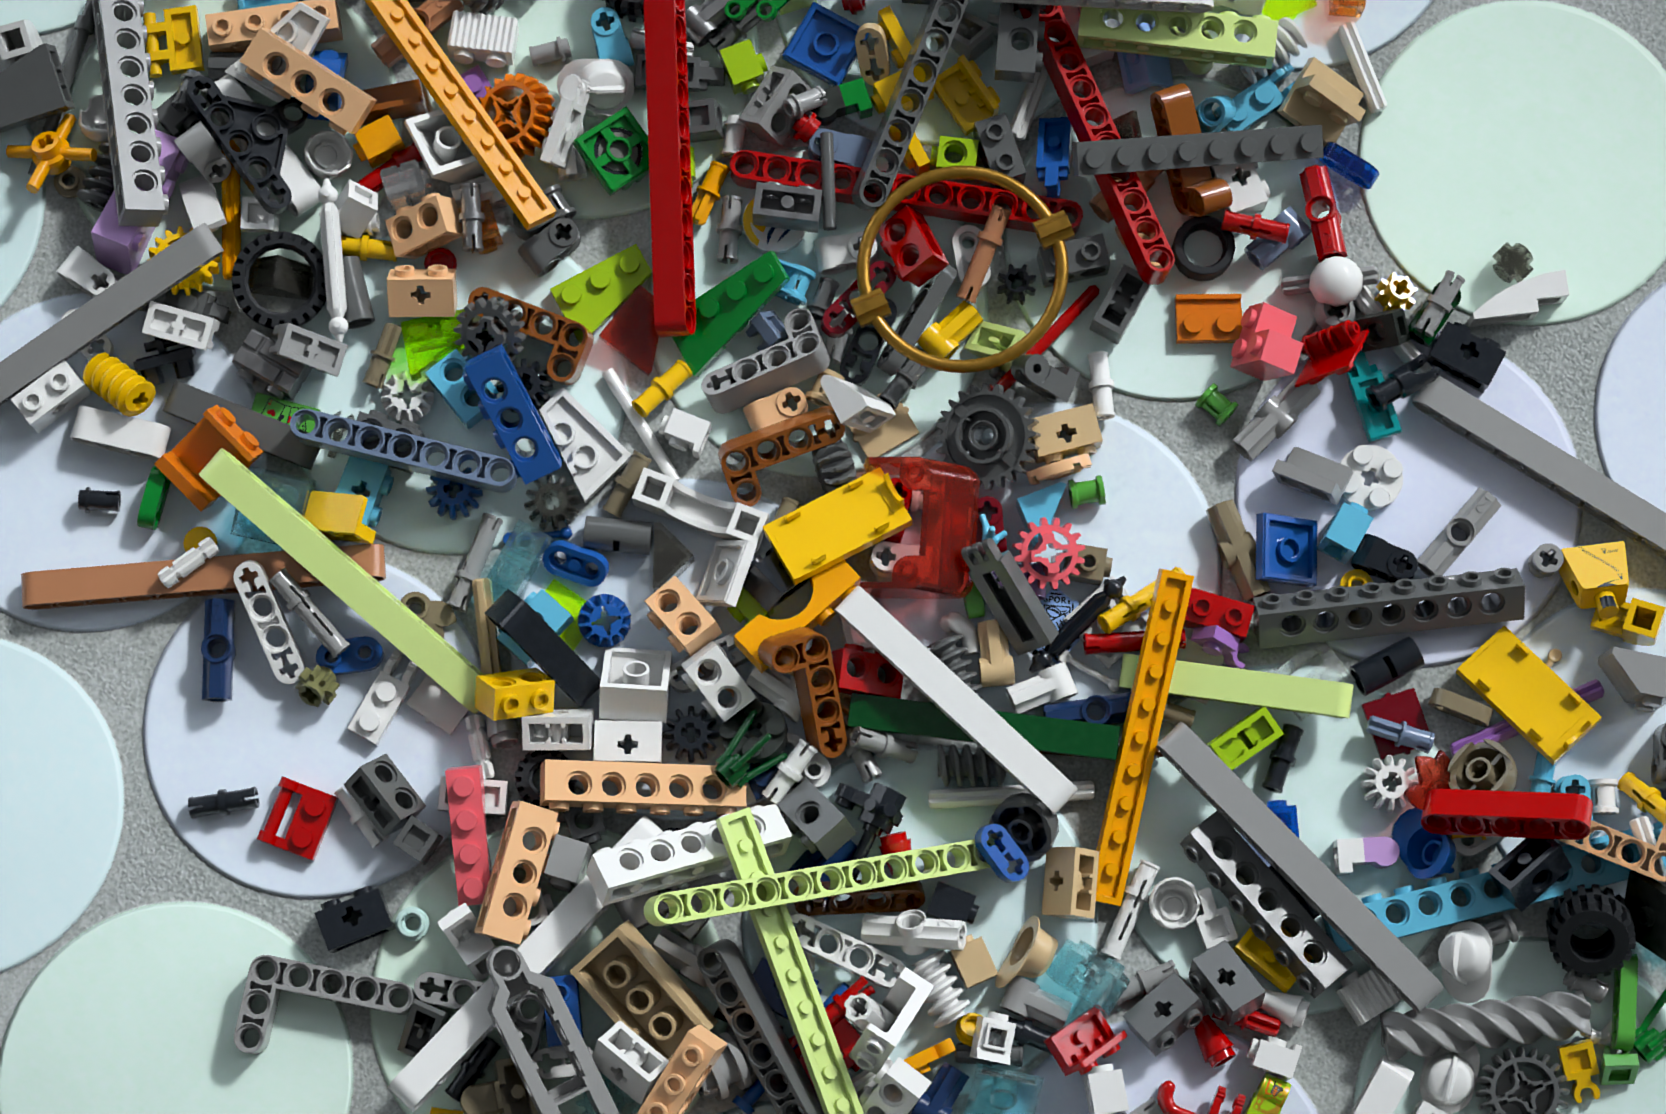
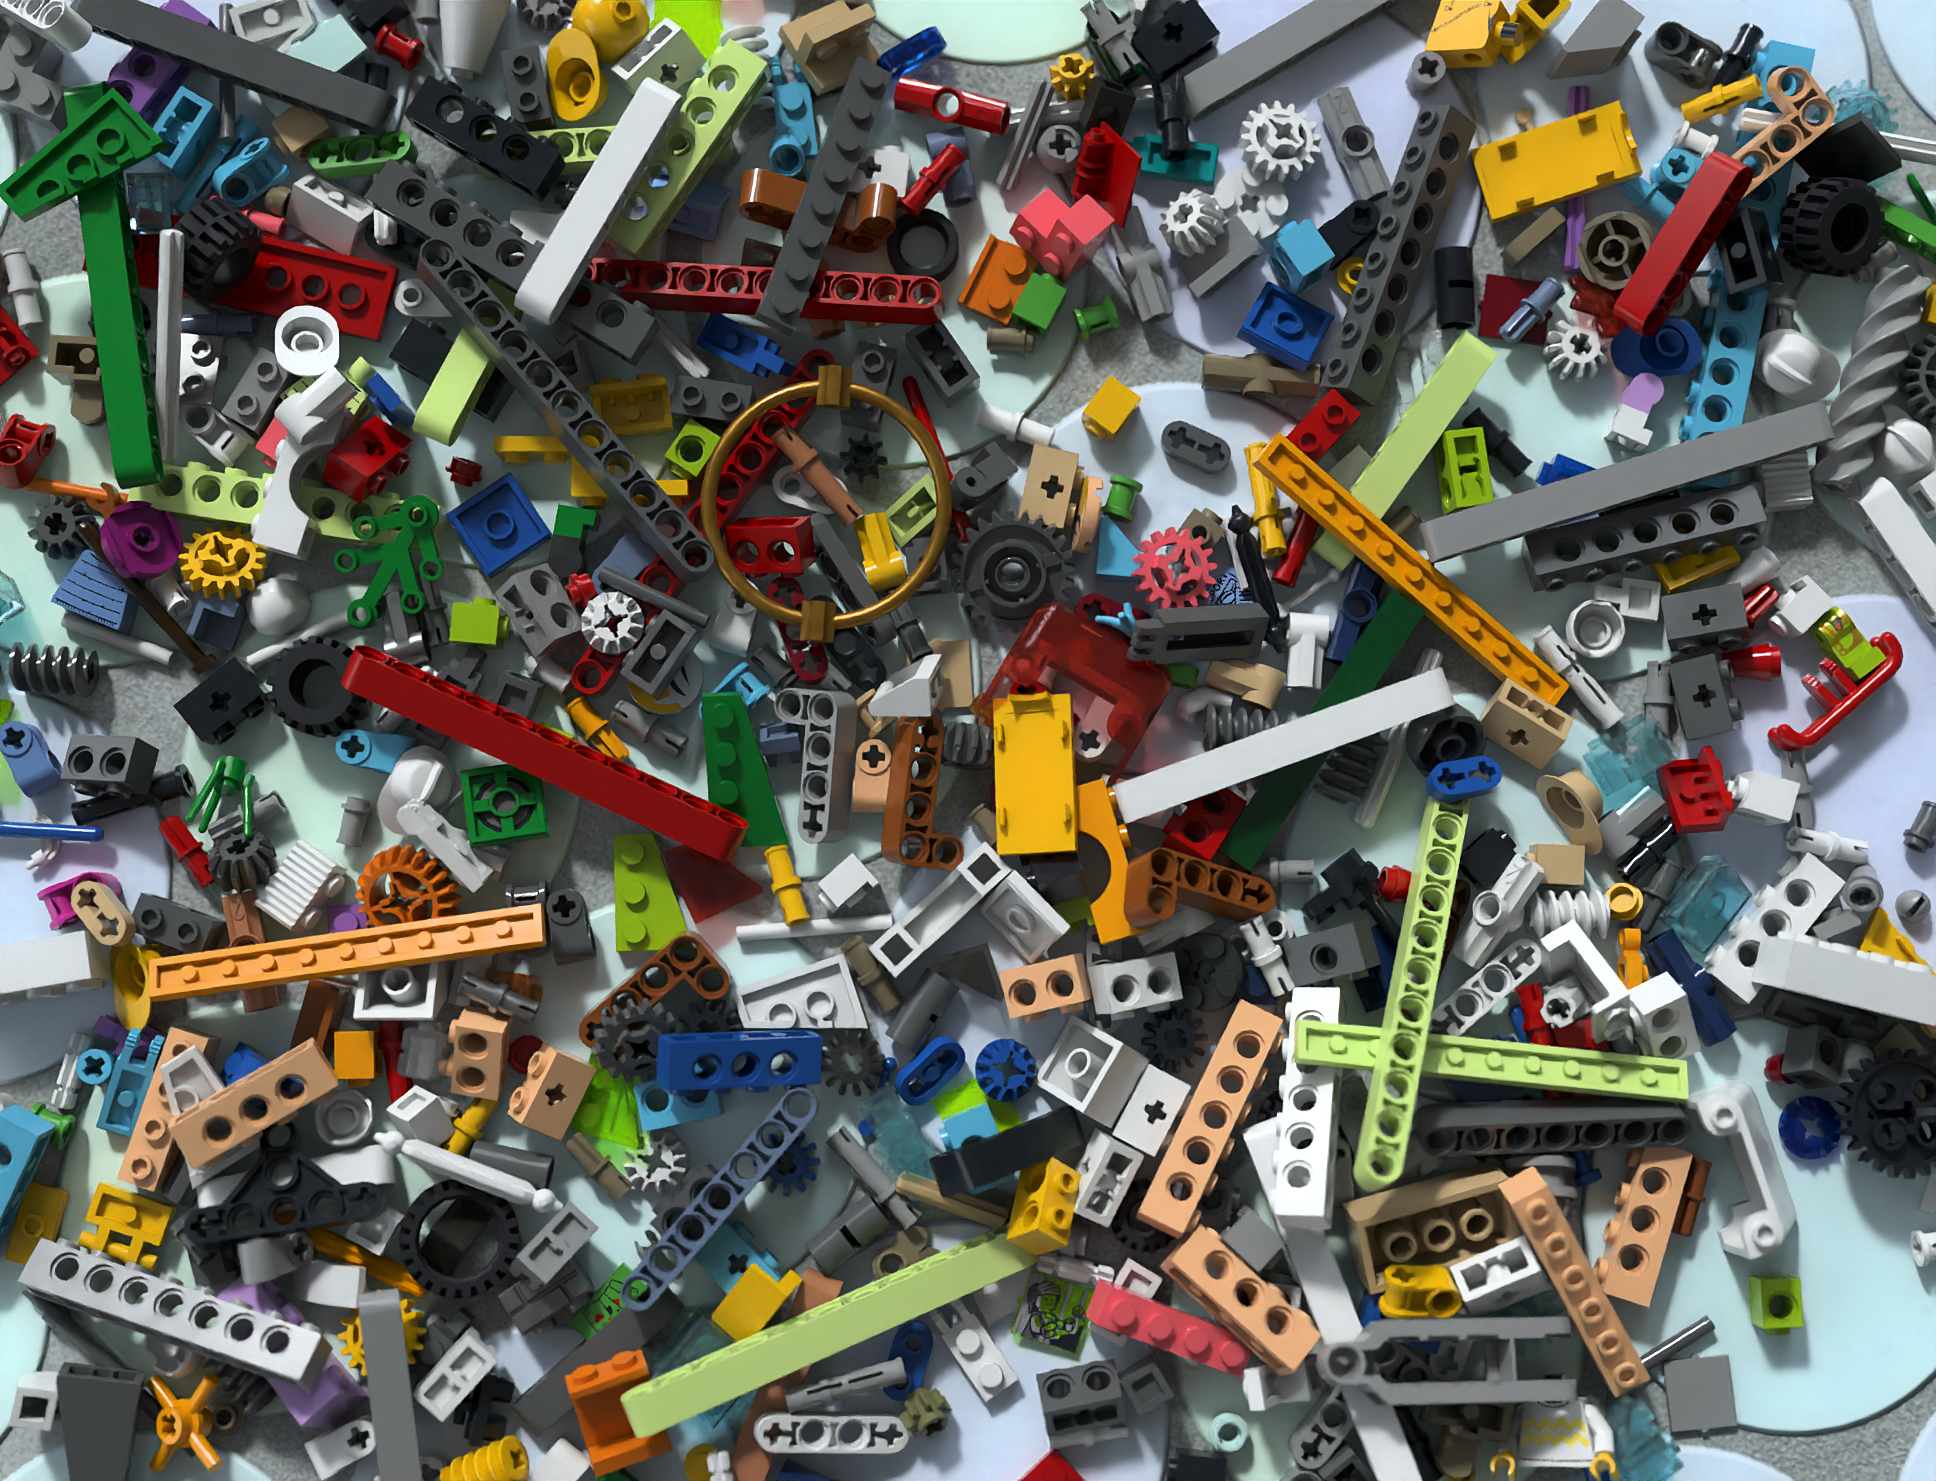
camera: 60 degrees left, 5 degrees up
(423, 564) = (848, 1234): none -> dark grey pin
(438, 745) = (1052, 1312): none -> piece
(587, 1002) = (1421, 1292): none -> yellow piece
(733, 769) = (1241, 1014): dark green plant -> none
(793, 174) = (628, 630): none -> white gear
(804, 102) = (555, 579): light grey pin -> none
(866, 55) = (534, 488): tan beam -> none
(883, 744) = (1286, 843): light grey pin -> none
(952, 383) = (938, 580): none -> dark grey brick
(993, 1038) = (1653, 886): white window -> none
(1149, 529) = (1200, 439): none -> dark grey beam
(1150, 449) = (1110, 410): none -> yellow brick
(1167, 349) = (1011, 339): none -> dark tan pin
(1205, 356) = (1039, 303): none -> bright green brick
(1220, 642) = (1351, 444): medium lavender plate -> none
(1329, 438) = (1192, 222): none -> white gear
(1336, 281) = (1033, 128): white hair -> none
(1428, 475) = (1282, 143): none -> white gear

